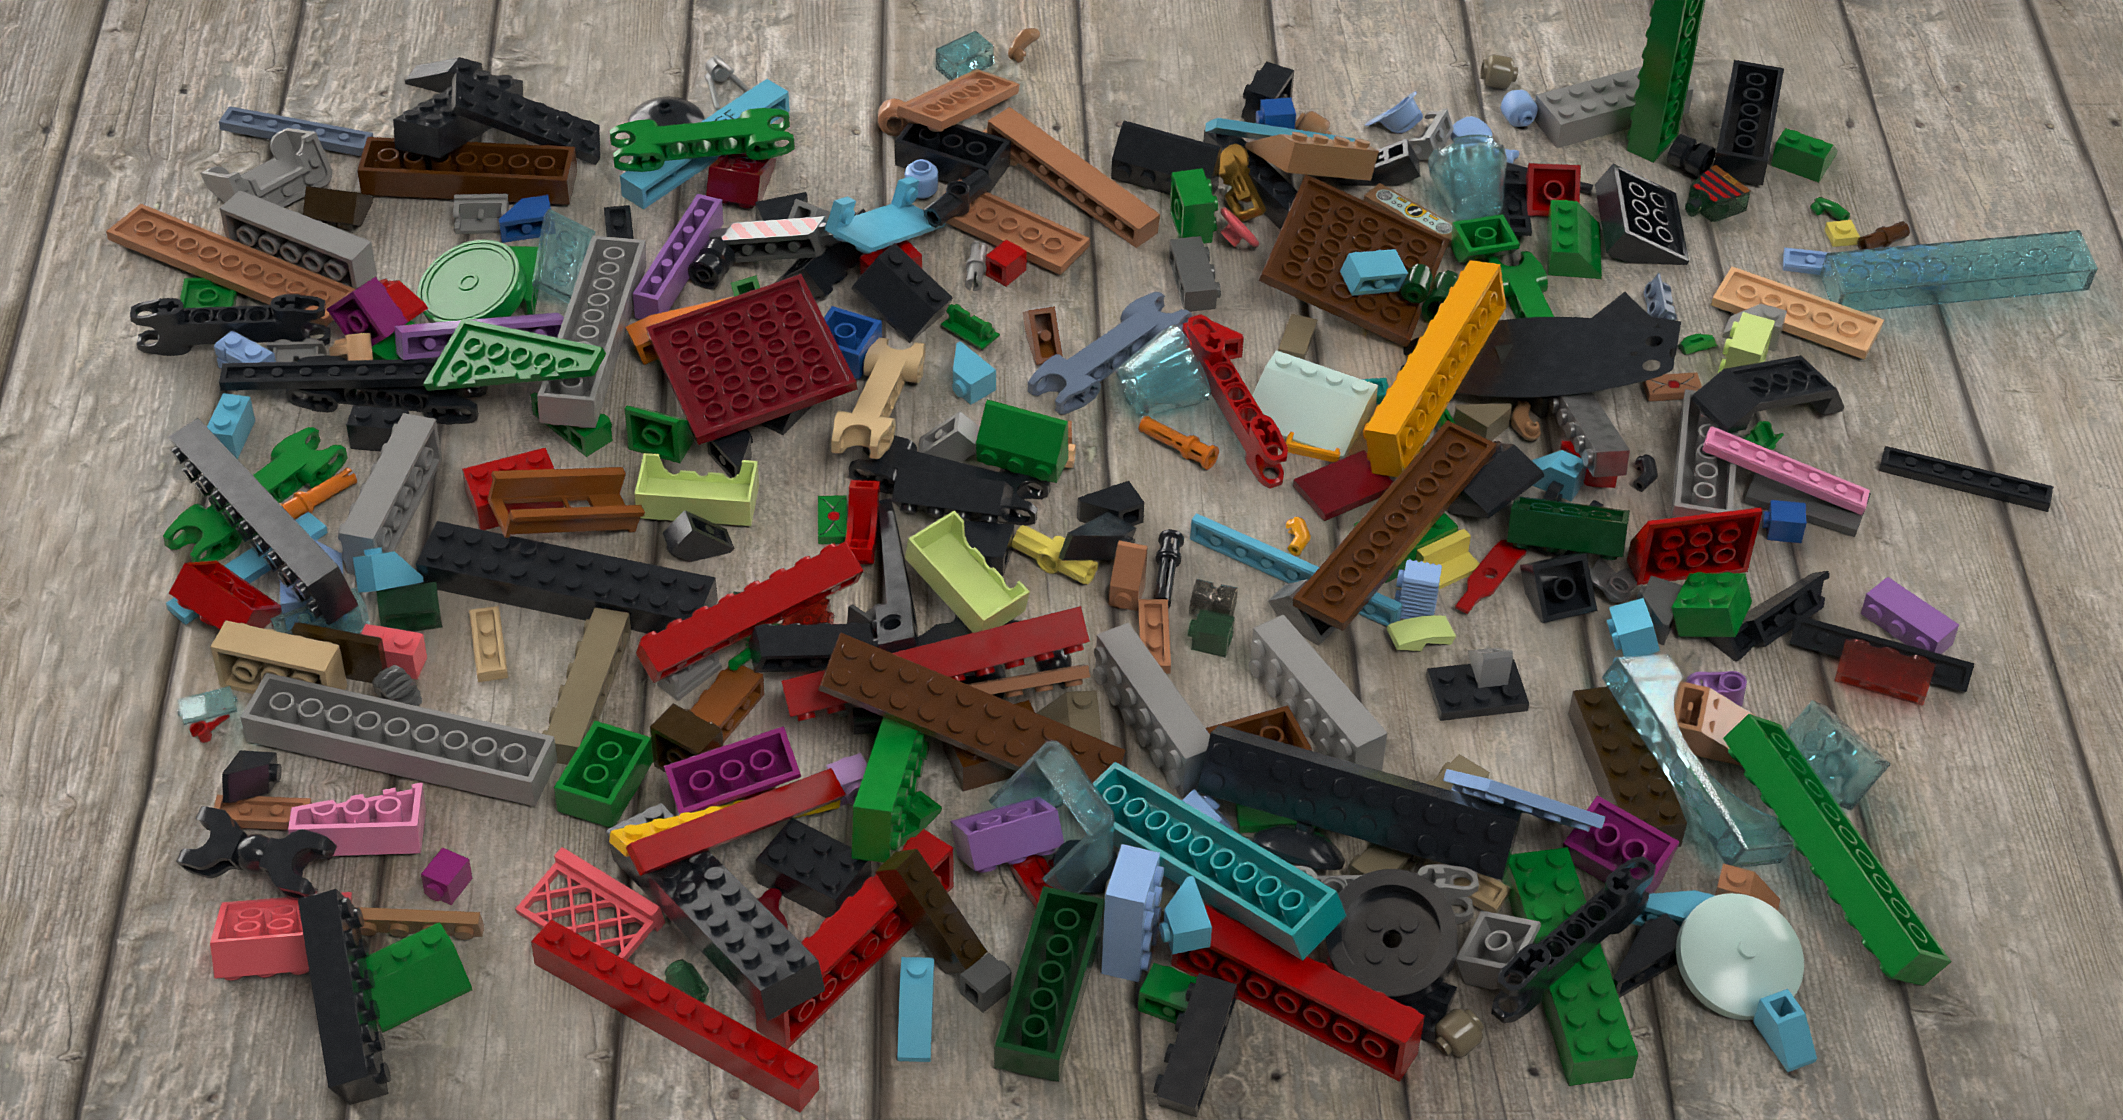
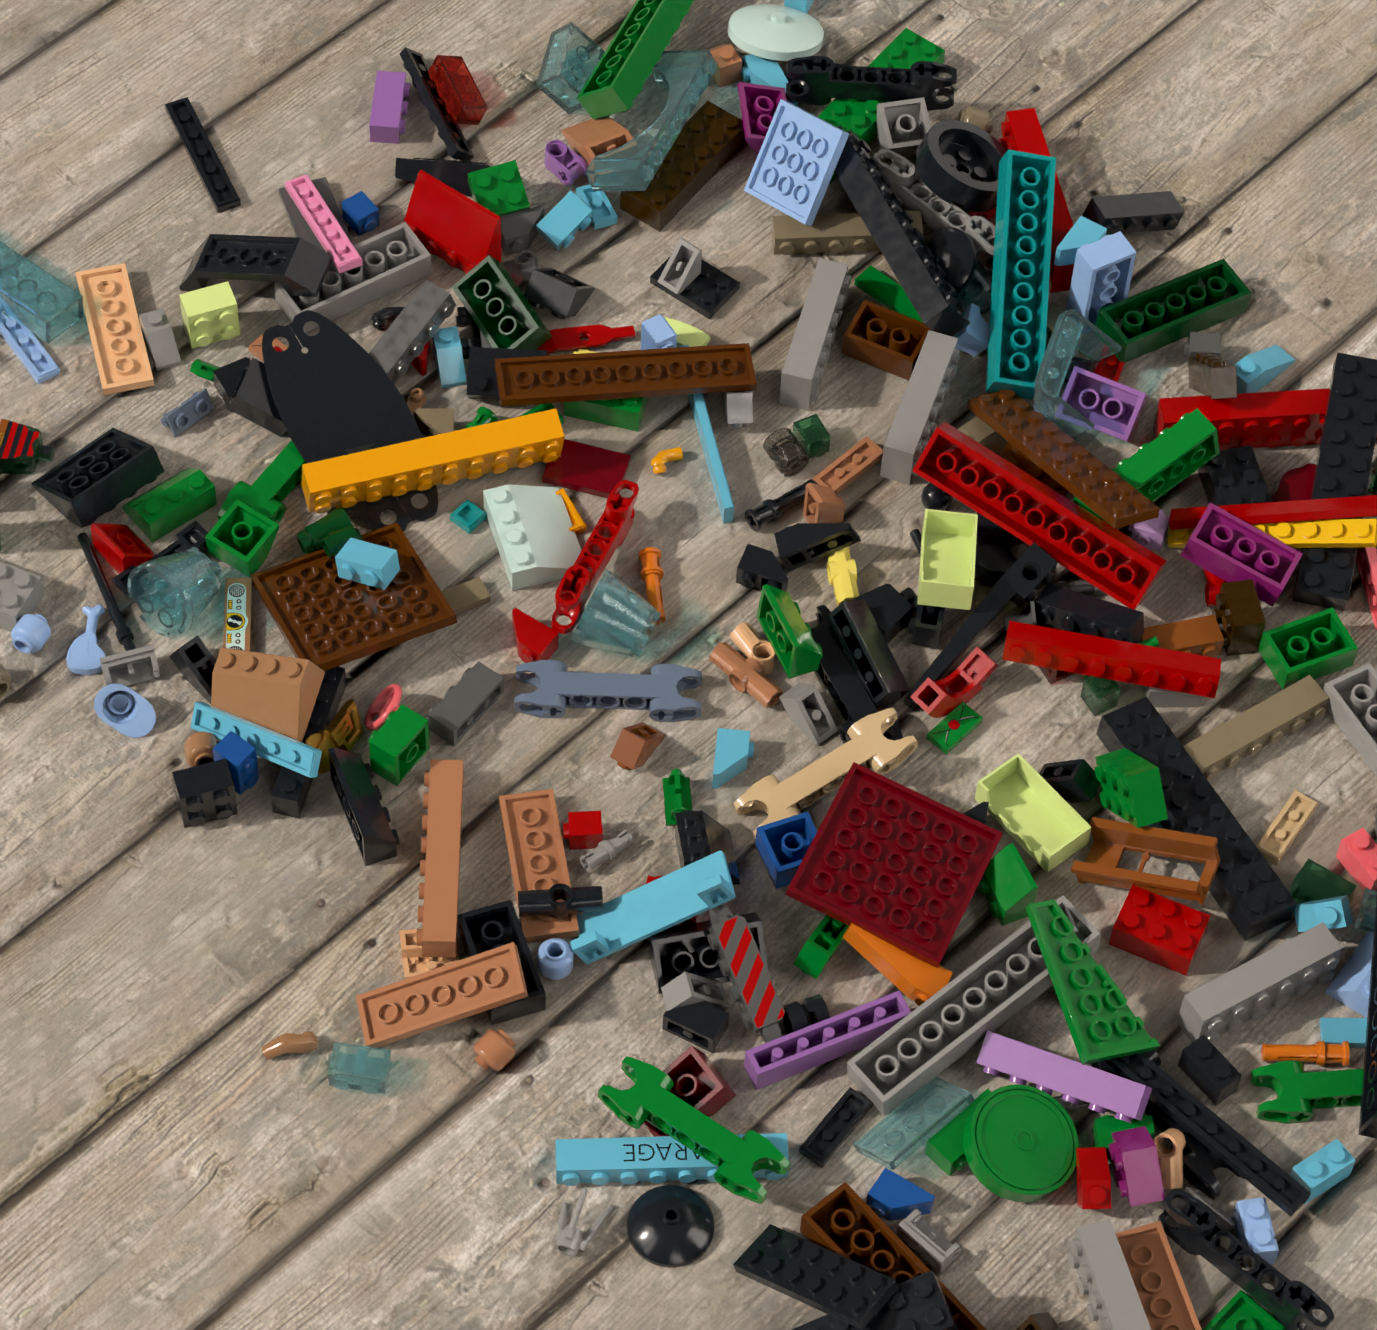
camera: 135 degrees left, 10 degrees up
(629, 526) = (1131, 787): none -> green brick

